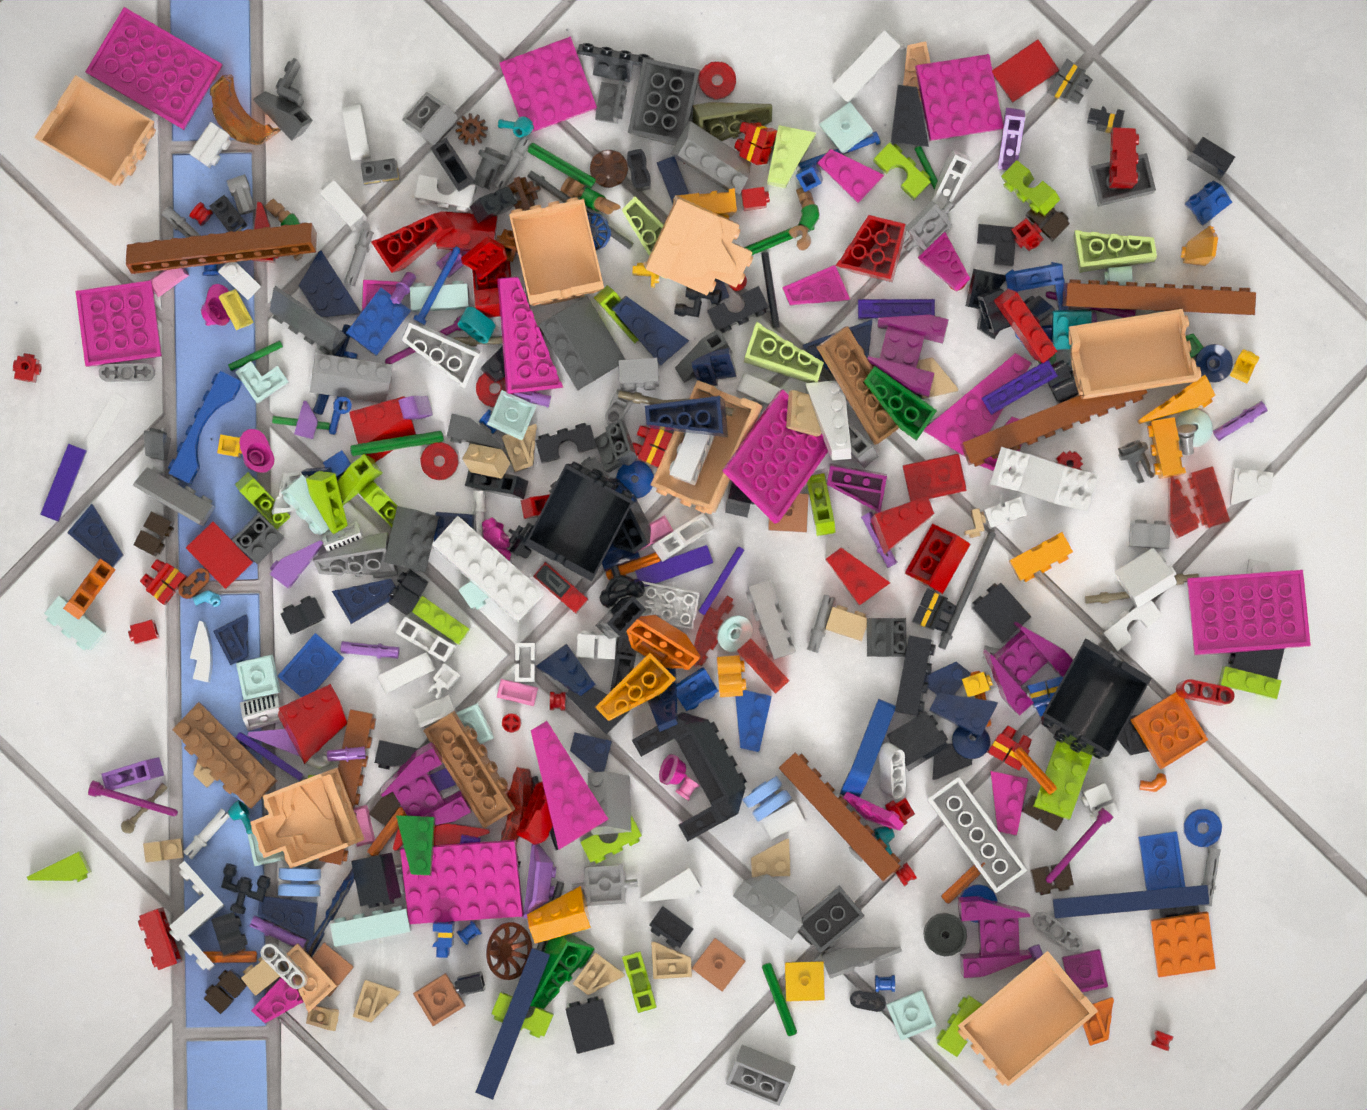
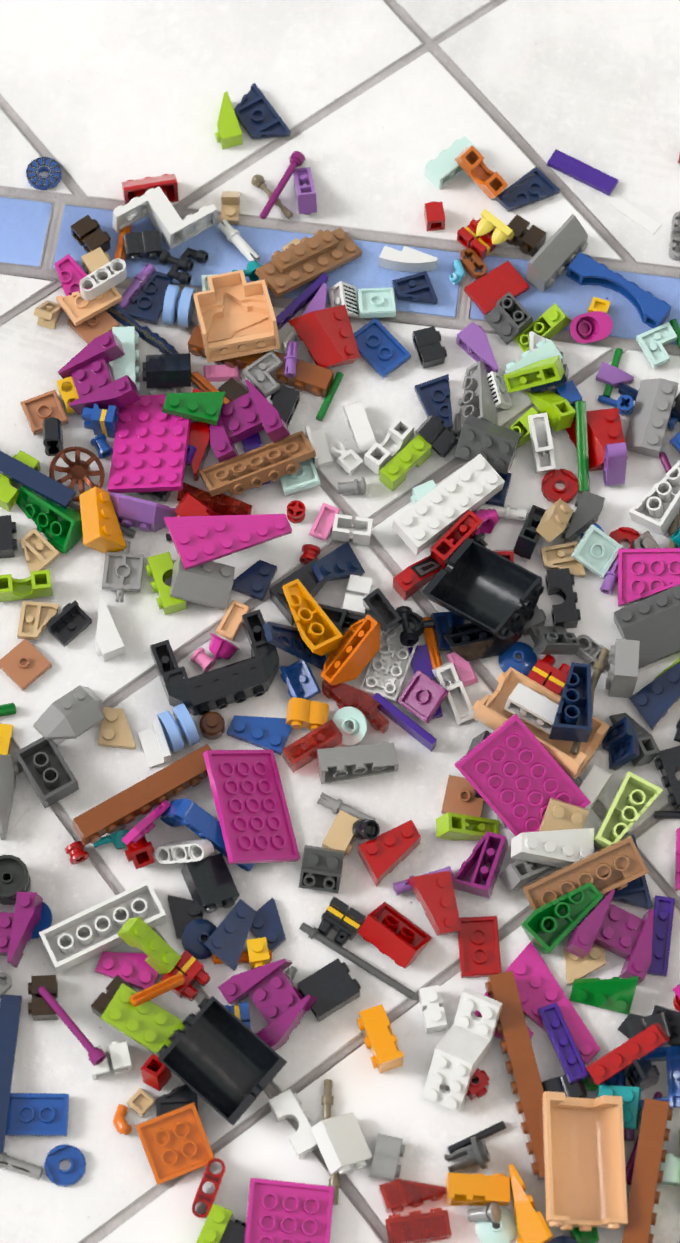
camera: 90 degrees right, 20 degrees down
(47, 838) = (259, 116): none -> dark blue wing
(151, 572) = (488, 222): none -> light yellow tile
(156, 444) = (609, 244): dark grey slope -> none
(164, 1057) = (43, 164): none -> tile
(366, 785) = (260, 373): none -> light grey tile
(370, 650) = (385, 407): medium lavender pin -> none
(373, 709) = (331, 392): none -> green bar
(373, 1000) = (54, 355): tan wing -> none
(399, 952) = (95, 378): none -> magenta wedge
(401, 484) = (541, 443): none -> white slope
(417, 976) = (68, 392): none -> yellow leg
(474, 669) = (351, 487): none -> light grey pin
(523, 556) = (454, 537): none -> red slope
(638, 766) = (232, 620): none -> light nougat tile
(694, 566) = (423, 696): none -> tile
(756, 767) = (212, 725): none -> reddish brown head
(837, 714) = (251, 806): none -> dark pink plate
(843, 600) = (366, 829): none -> black wheel
(914, 675) = (277, 891): black brick -> none
(964, 353) = (609, 994): none -> green wing
(964, 881) = (54, 905): orange axle -> none
(978, 520) = (425, 980): tan bracket -> none
(992, 786) = (140, 935): none -> lime arch
(1108, 763) = (155, 1073): none -> red brick
(1113, 452) = (480, 1135): none -> black bar
(1133, 769) = (141, 1102): none -> tan tile

